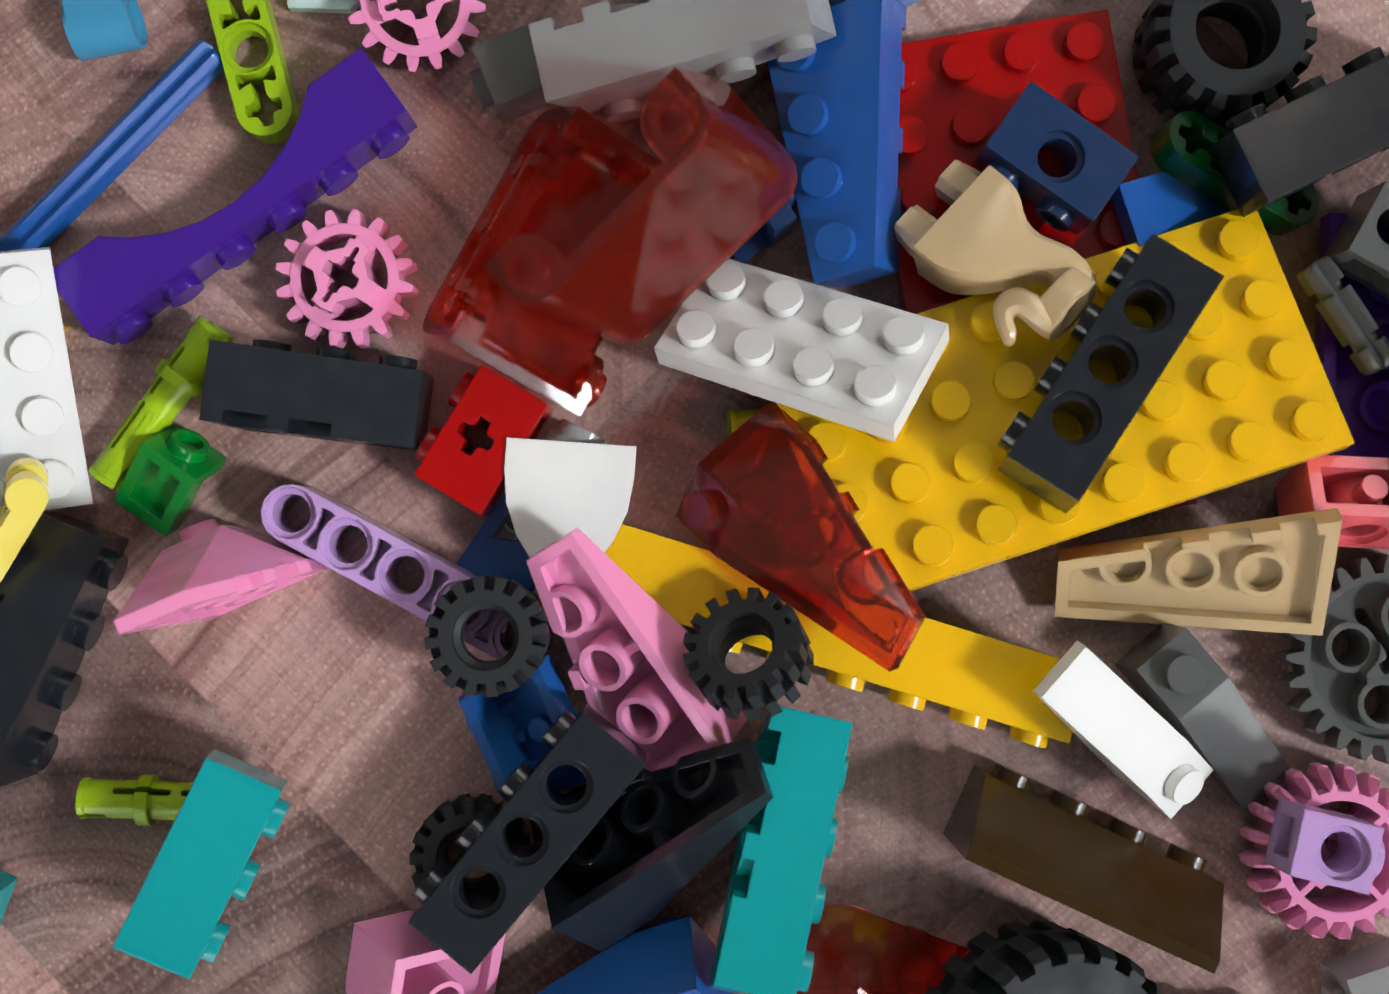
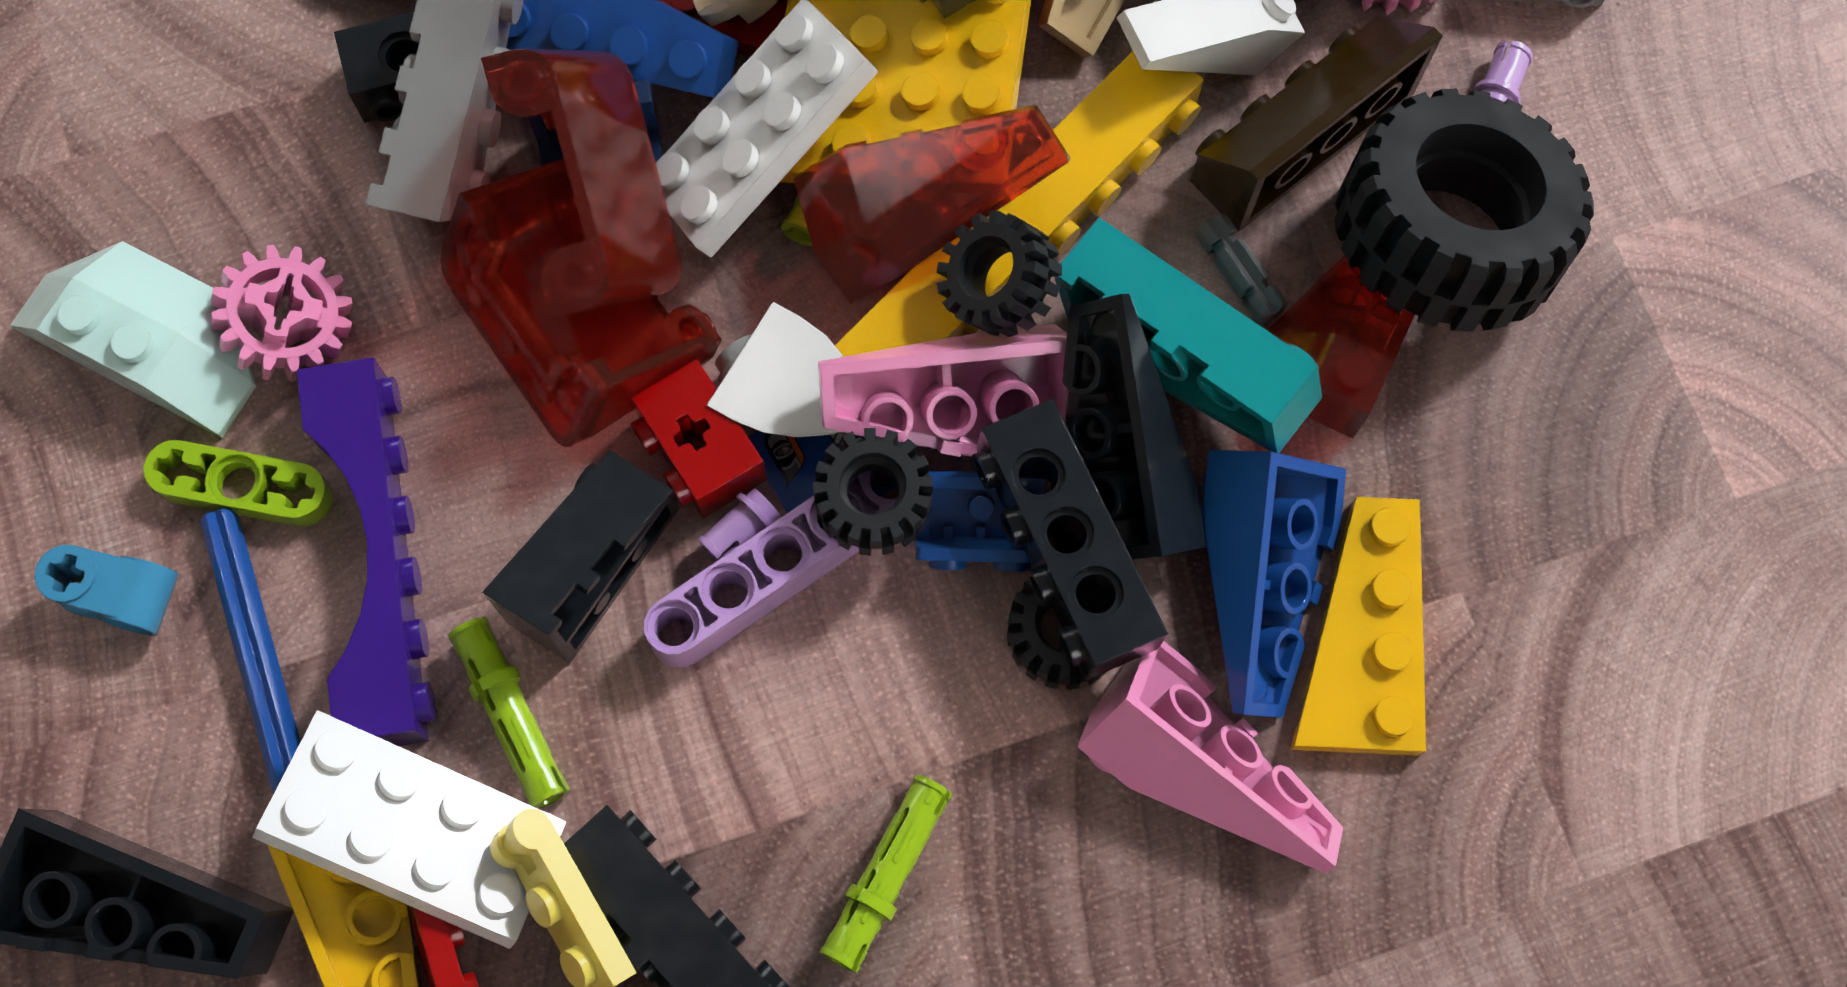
camera: 60 degrees left, 15 degrees down
(168, 477) = (580, 738): green bracket -> none
(203, 865) = (955, 845): teal wedge -> none
(211, 575) = (694, 711): bright pink wedge -> none
(337, 301) = (514, 475): bright pink gear -> none
(423, 518) = (739, 524): none -> lavender pin
(508, 75) = (394, 259): dark grey brick -> none
(901, 857) = (1241, 268): none -> dark grey axle

